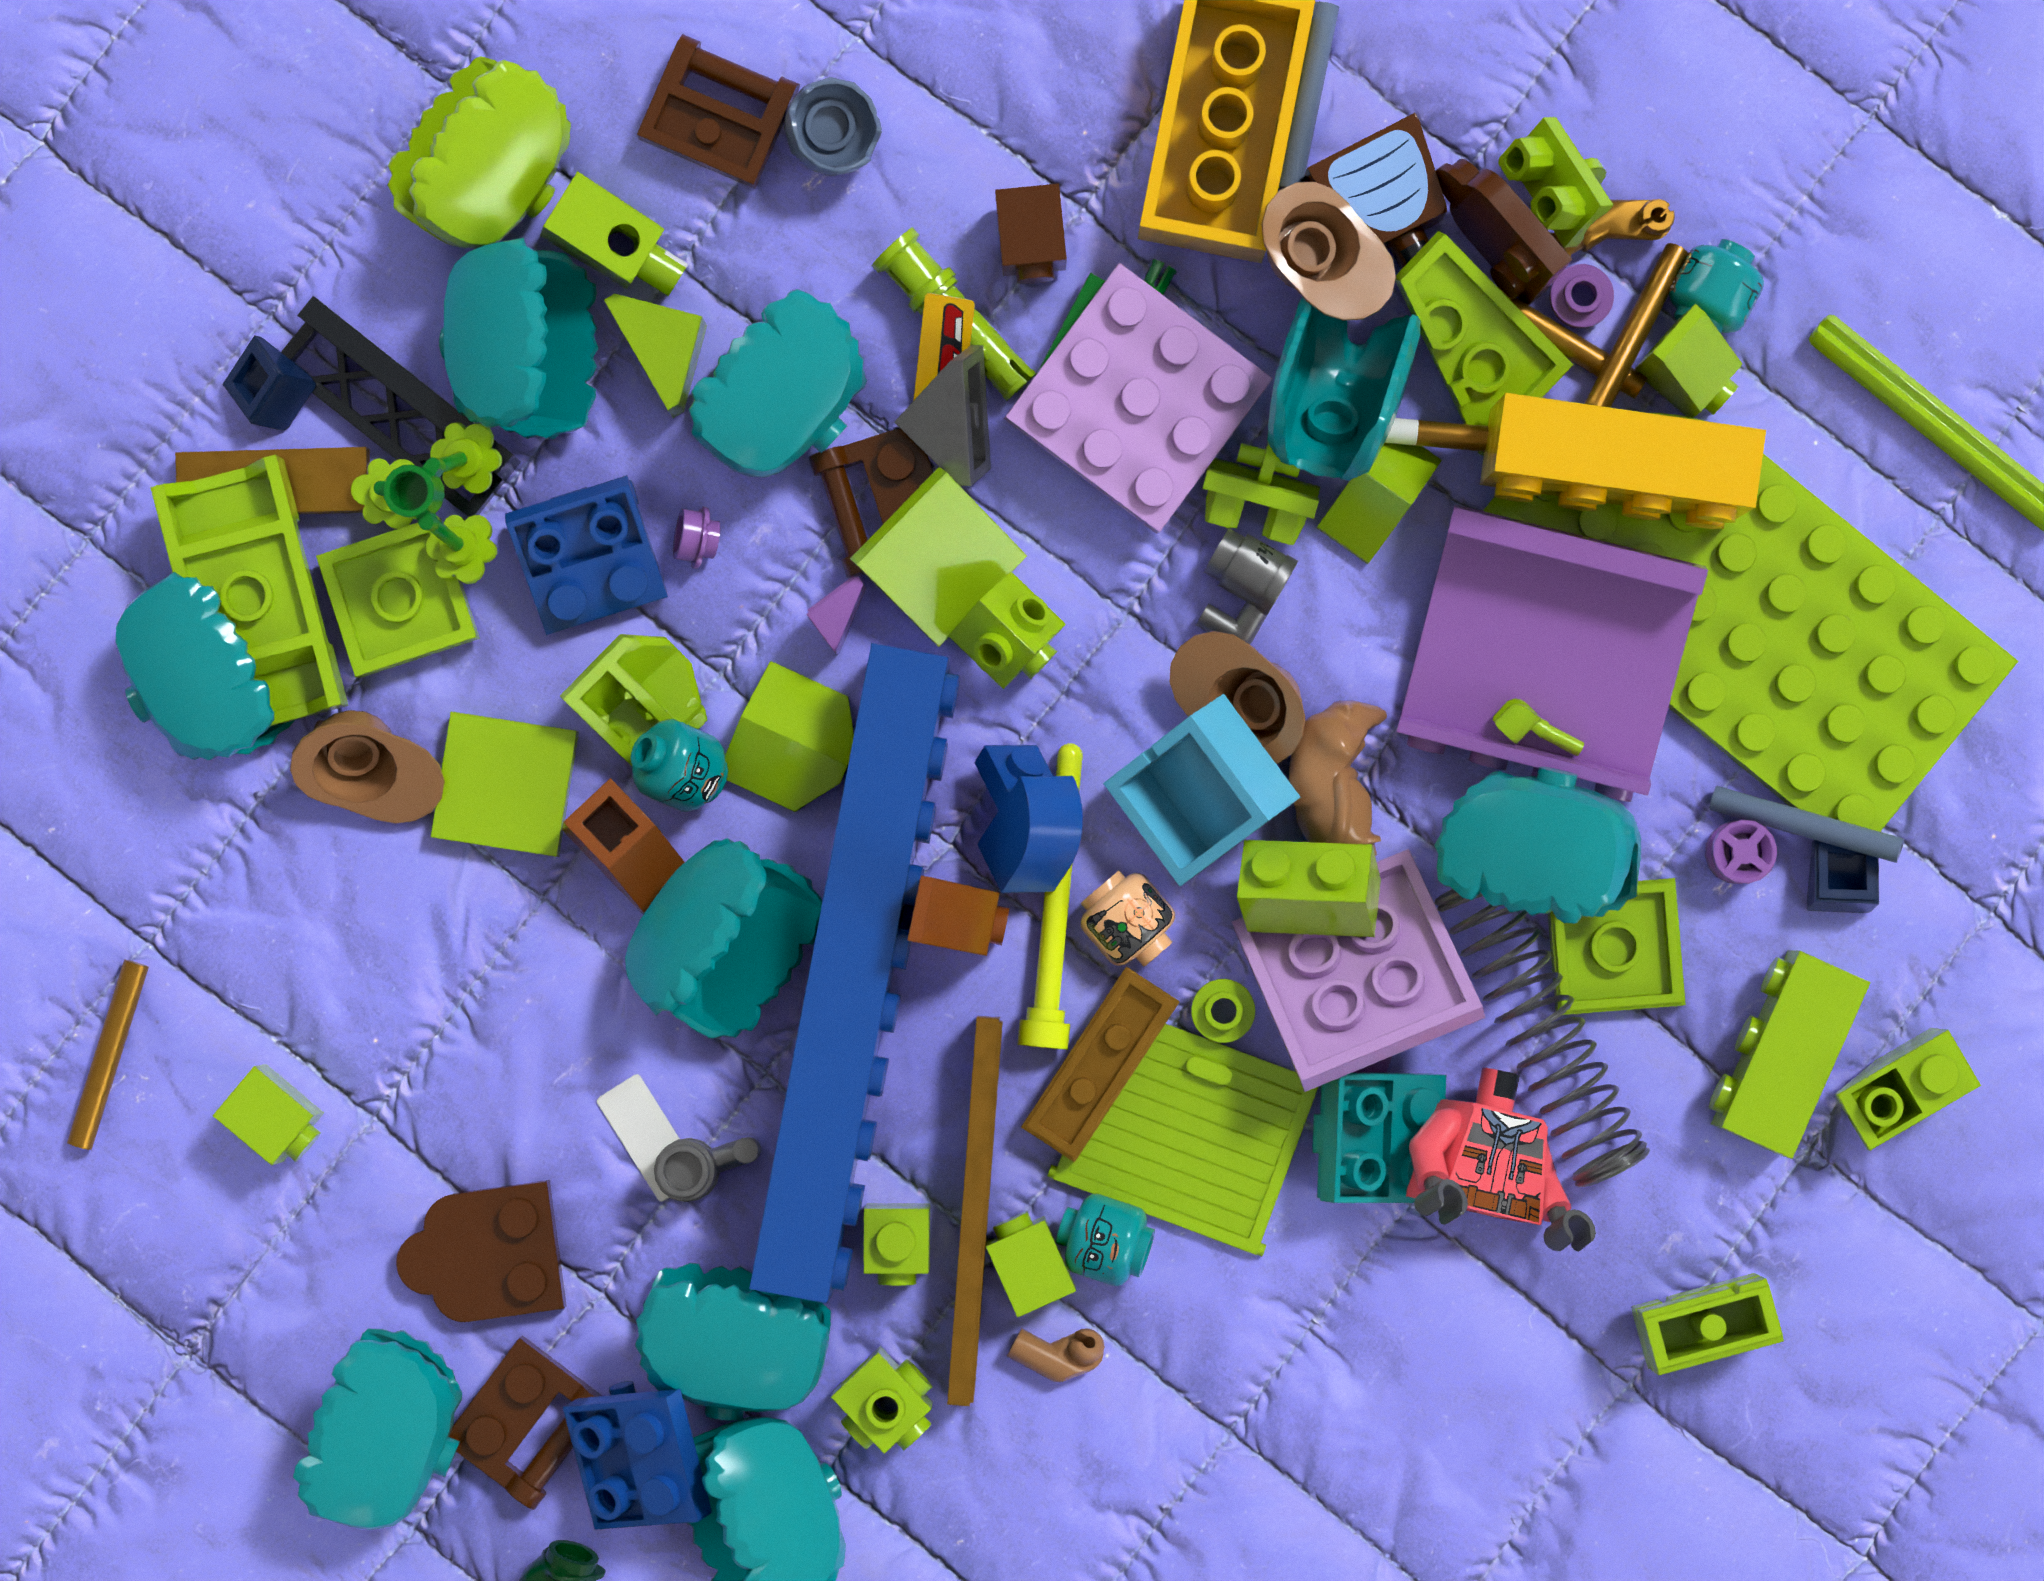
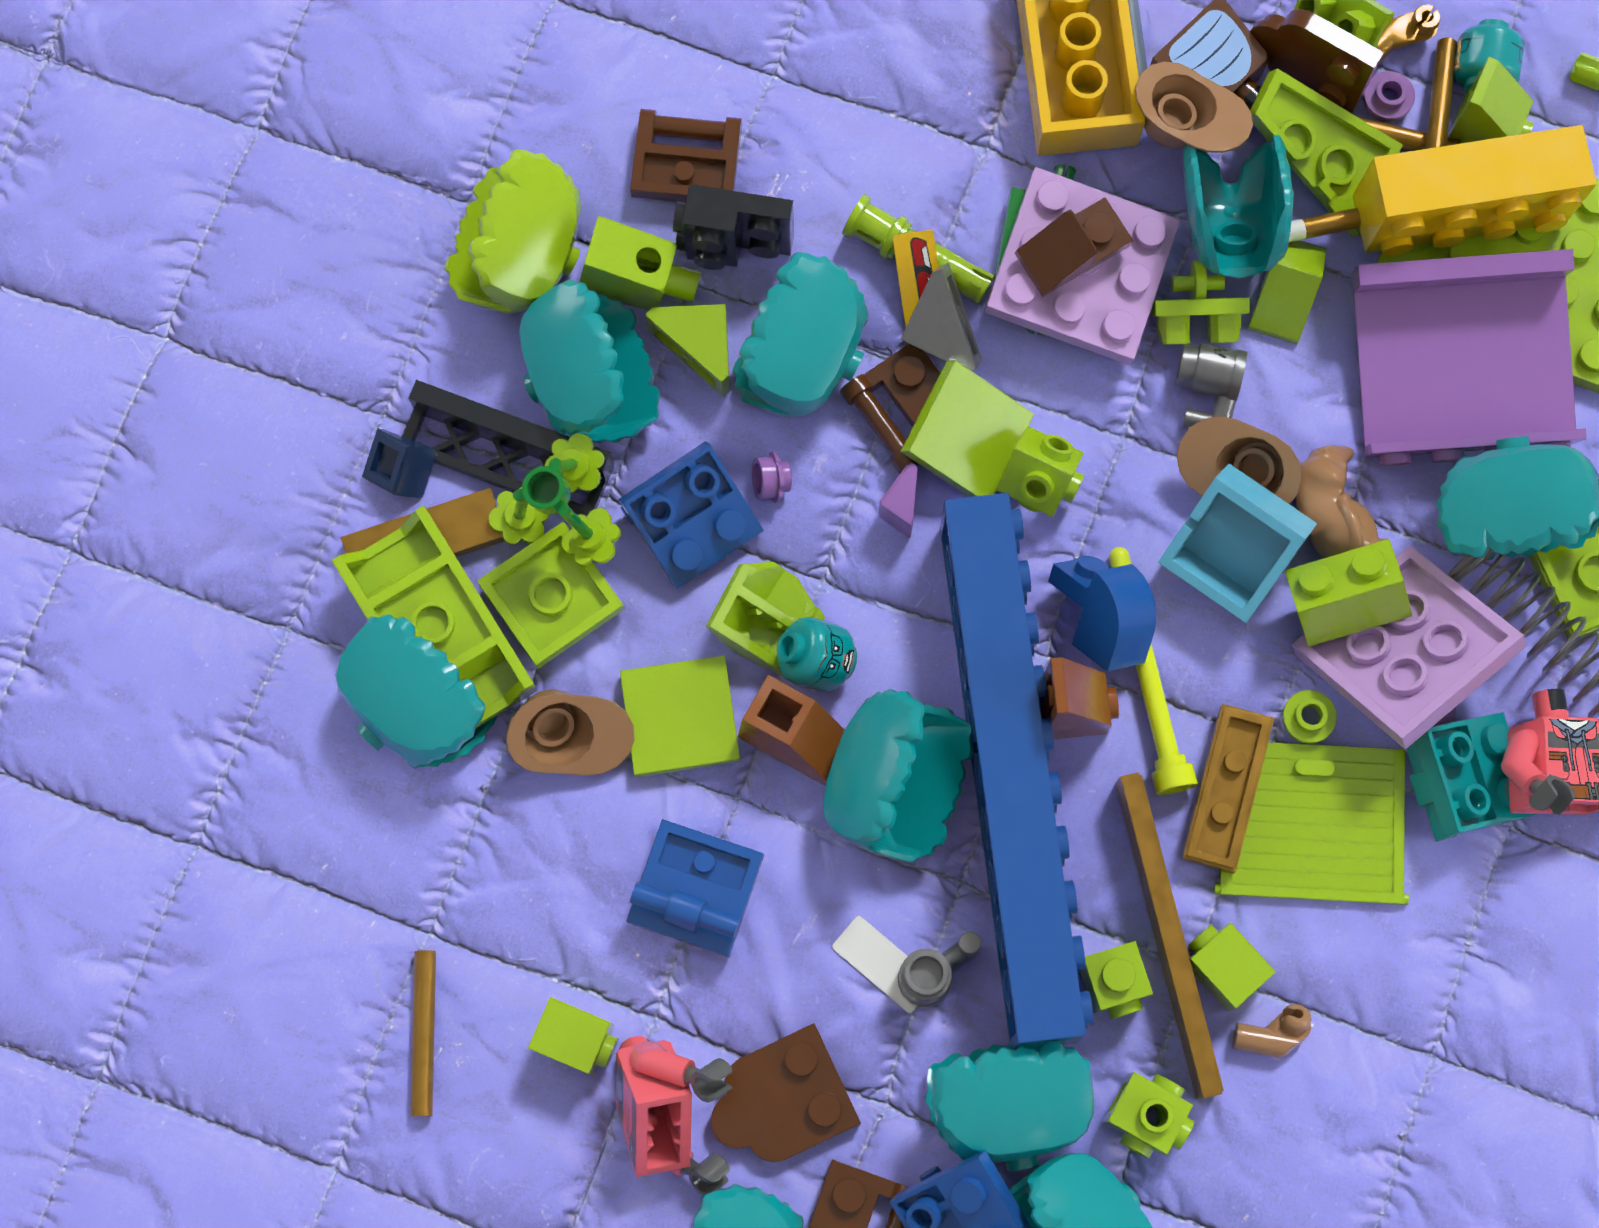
camera: 15 degrees left, 10 degrees down
(335, 1230) = (657, 1110): none -> coral torso
(459, 988) = (695, 888): none -> blue plate
(725, 219) = (721, 221): none -> black plate
(791, 739) = (897, 612): lime slope -> none
(832, 127) = (778, 140): sand blue hair -> none
(1031, 232) = (957, 169): reddish brown brick -> none
(1106, 1239) = (1283, 925): teal head -> none
(1128, 379) = (1073, 246): none -> reddish brown slope
(1128, 919) = (1210, 667): light nougat head -> none
(1518, 718) = (1460, 417): lime hand -> none

